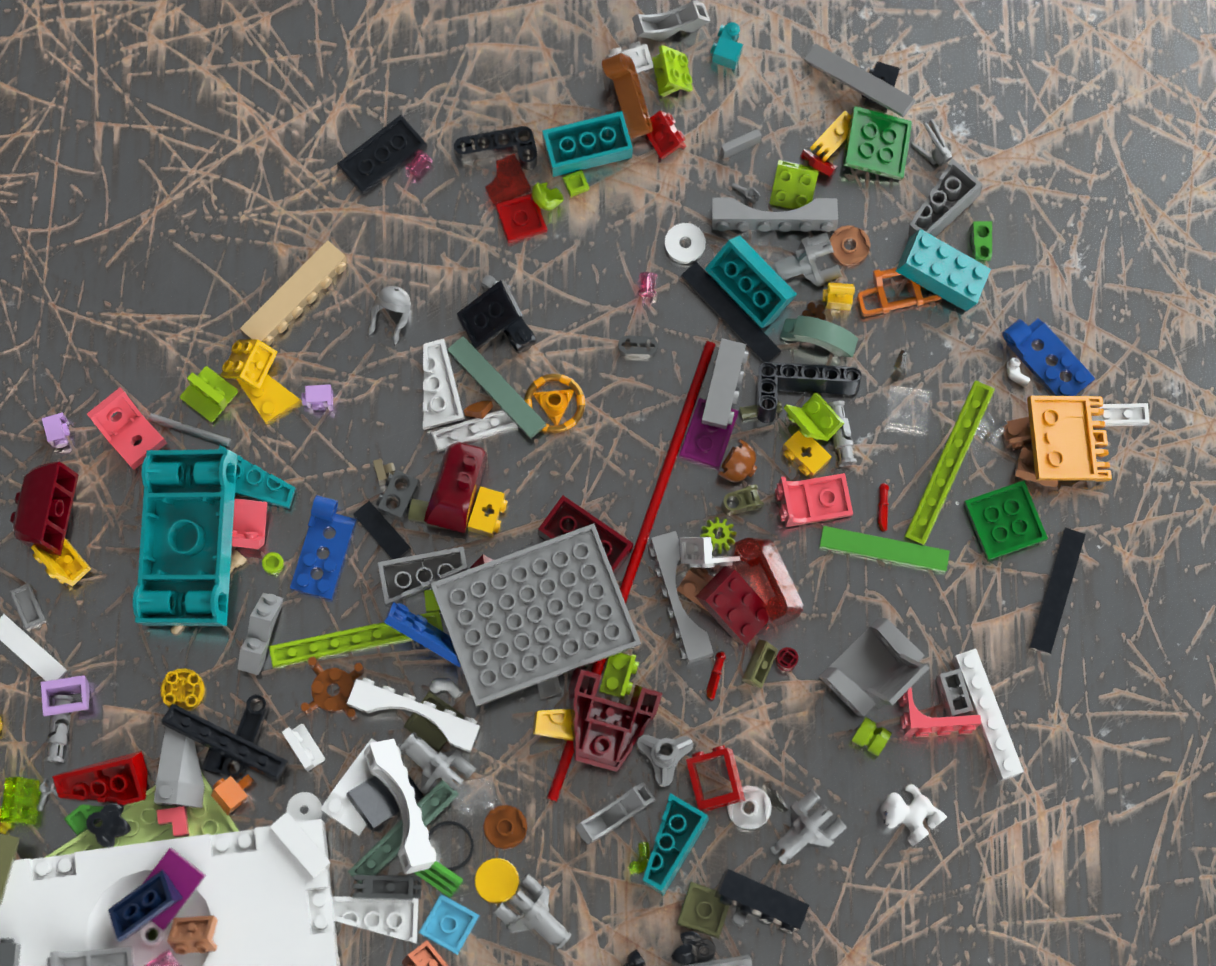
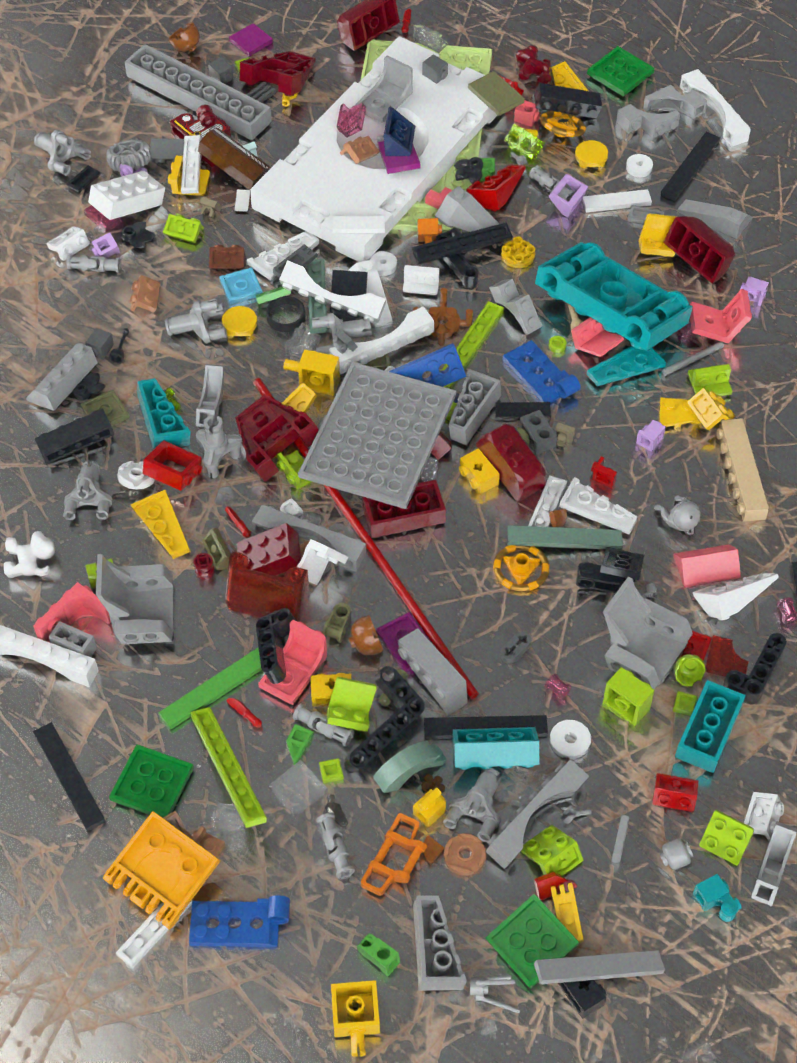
camera: 135 degrees right, 20 degrees down
(397, 403) = (603, 474): none -> red bracket
(421, 258) = (708, 565): none -> coral slope
(441, 215) = (730, 599): none -> white wedge
(456, 733) = (344, 342): none -> dark grey tile
(503, 744) = (317, 371): none -> yellow brick
(505, 827) = (266, 349): dark orange tile -> none
(555, 240) = (644, 635): none -> light grey piece
(614, 219) = (628, 696): none -> lime brick
(629, 93) = (730, 784): dark orange beam -> none
(664, 642) = (291, 507): none -> white tile
(718, 96) = (676, 854): none -> light grey head
(727, 535) = (328, 590): lime gear -> none
(772, 744) = (162, 521): none -> yellow wing
(814, 522) = (269, 634): none -> black beam
(866, 271) = (433, 850): none -> dark orange tile
(870, 443) = (298, 741): none -> bright green tile
(871, 398) = (331, 770): none -> lime tile
(929, 340) = (335, 845): none -> light grey piece
(943, 270) = (378, 891): brick -> none
(1014, 372) = (251, 887): white arm -> none
(1046, 210) = (359, 1022): none -> yellow brick

